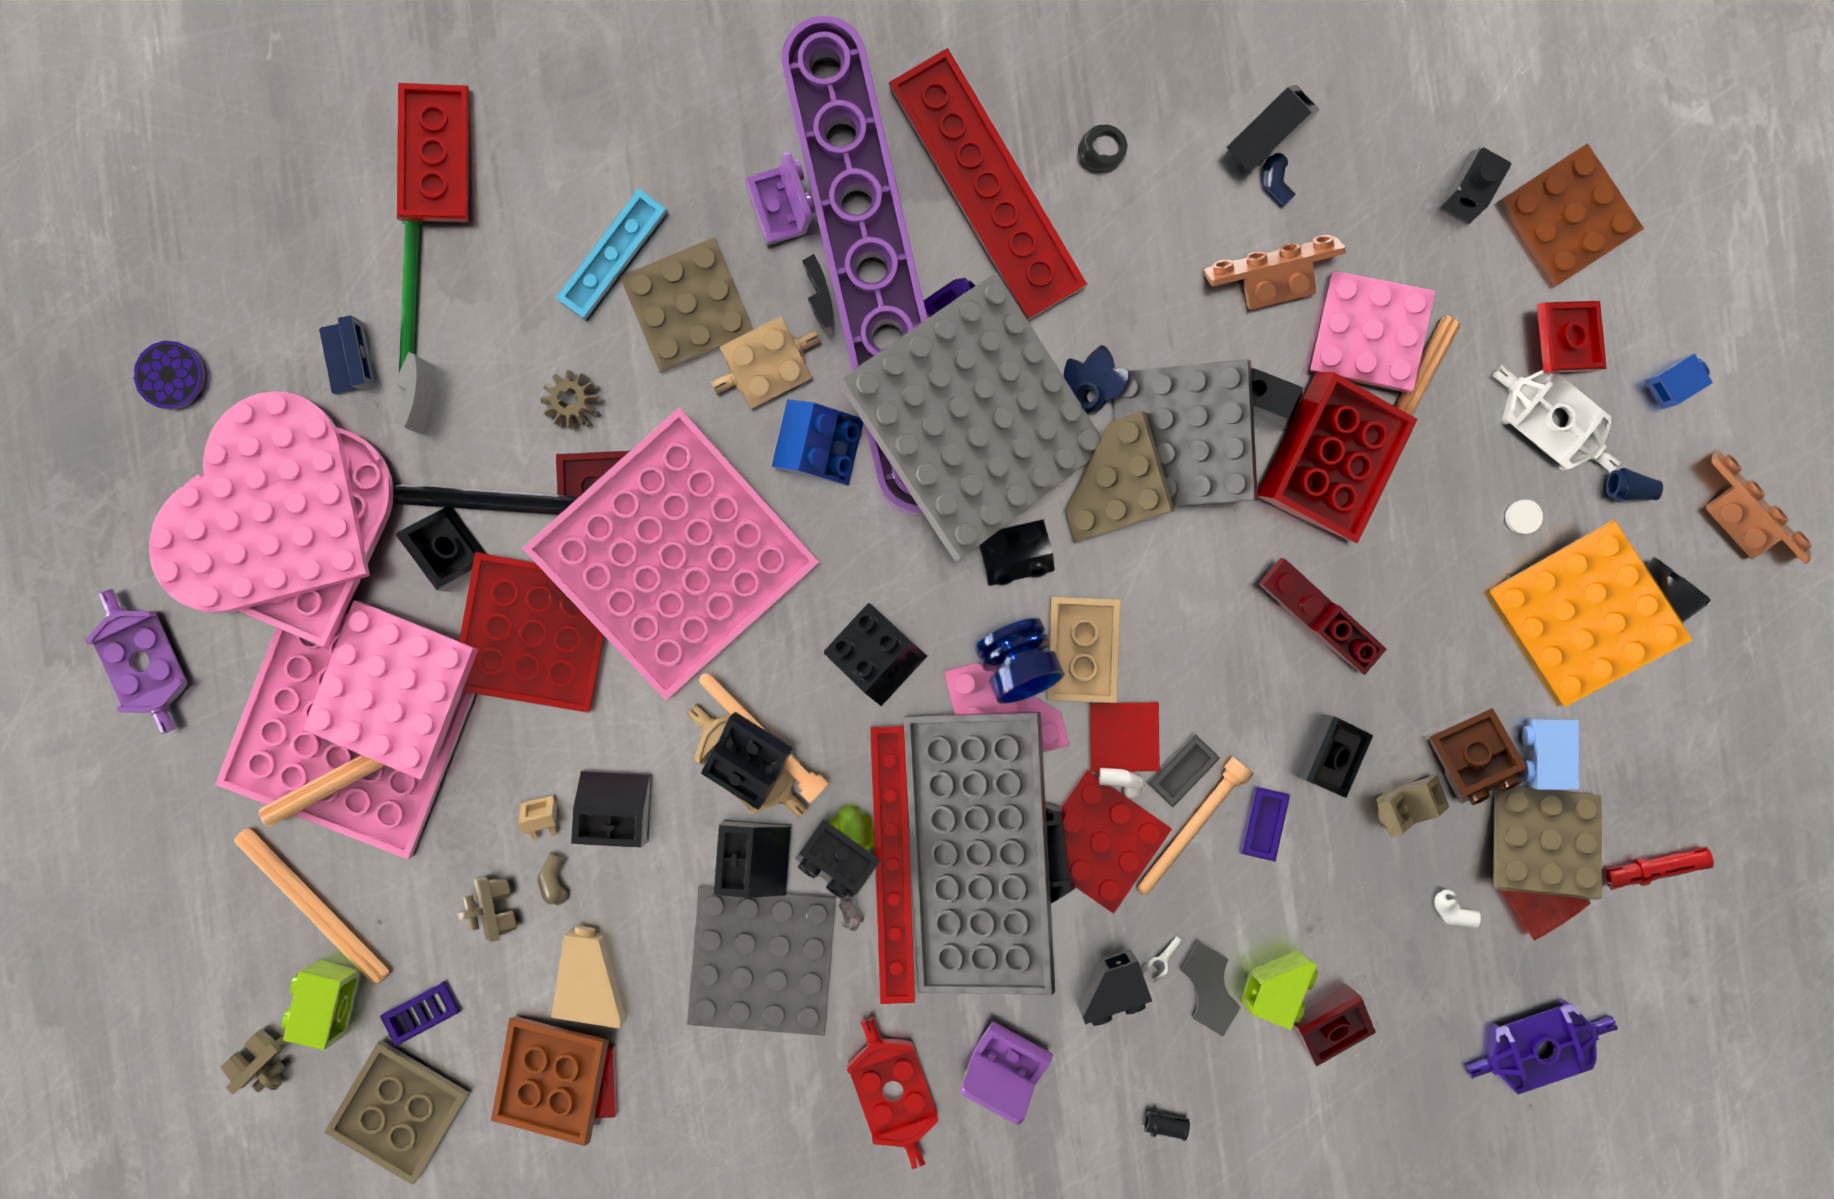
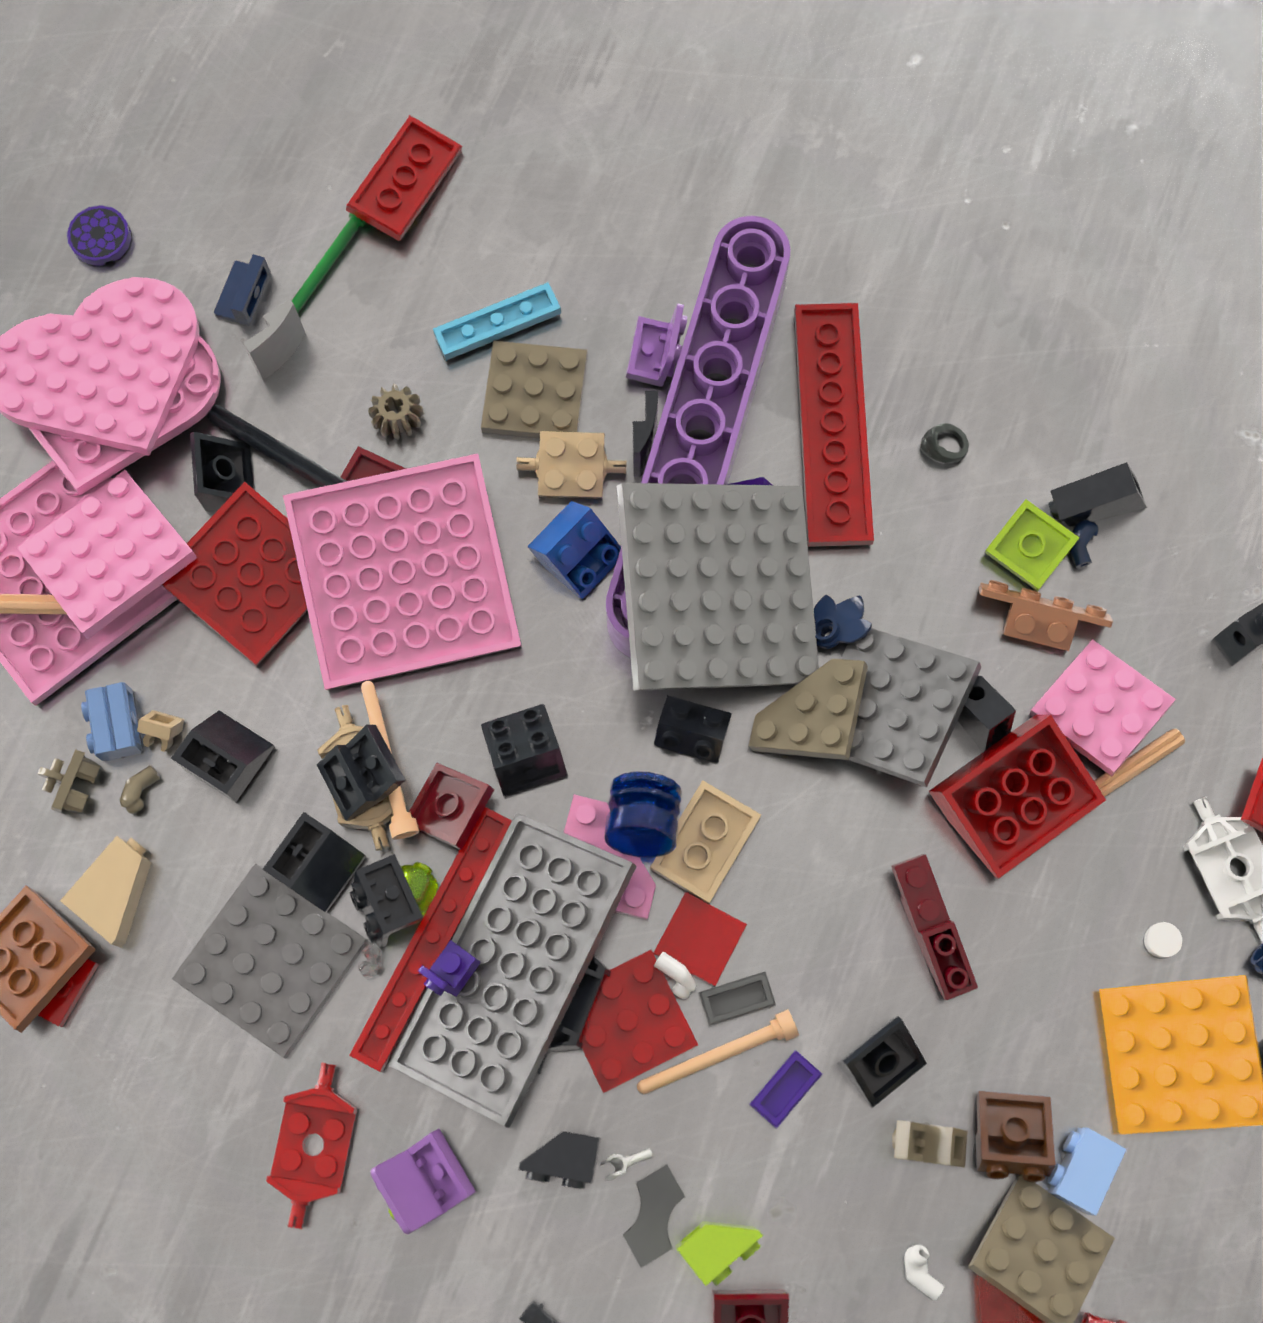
camera: 30 degrees right, 15 degrees down
(491, 835) = (111, 722): none -> medium blue brick
(841, 744) = (450, 805): none -> plate
(927, 887) = (450, 970): none -> dark purple bracket
(1234, 208) = (1031, 545): none -> lime plate

